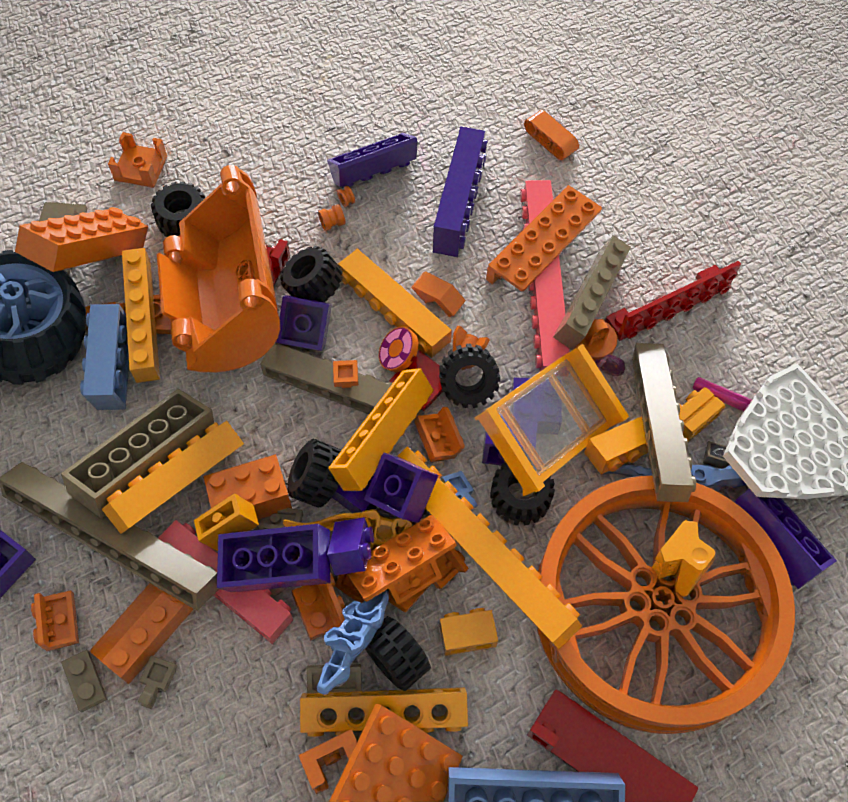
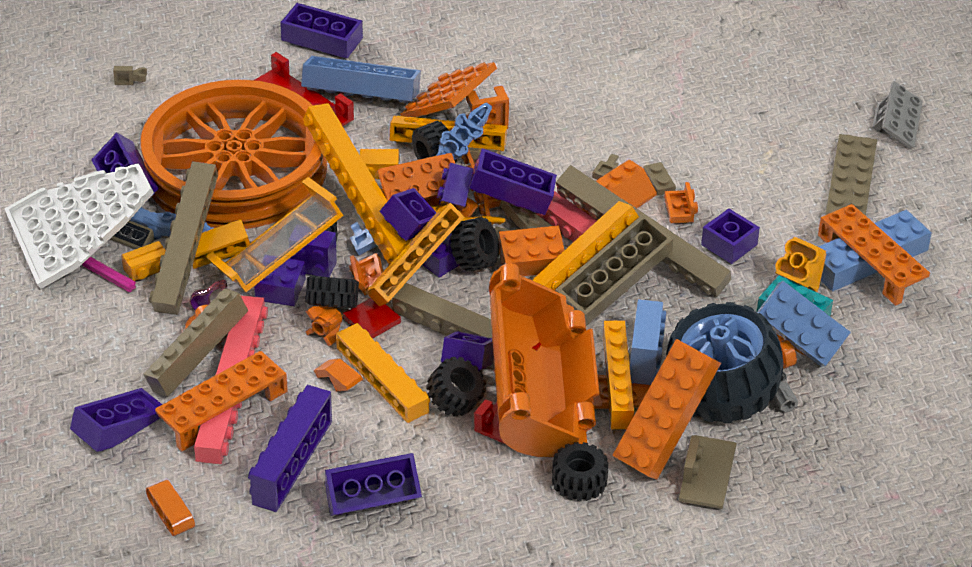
camera: 170 degrees left, 20 degrees down
(138, 163) = (623, 535): orange panel -> none
(228, 516) = (548, 213): light orange brick -> none
(331, 217) = (427, 452): orange wheel -> none
(345, 373) = (438, 297): orange tile -> none
(398, 349) = (387, 329): tile -> none
(637, 211) = (114, 419): none -> dark purple slope
(684, 556) = (214, 142): light orange piece -> none
(708, 283) = (117, 331): red bracket -> none

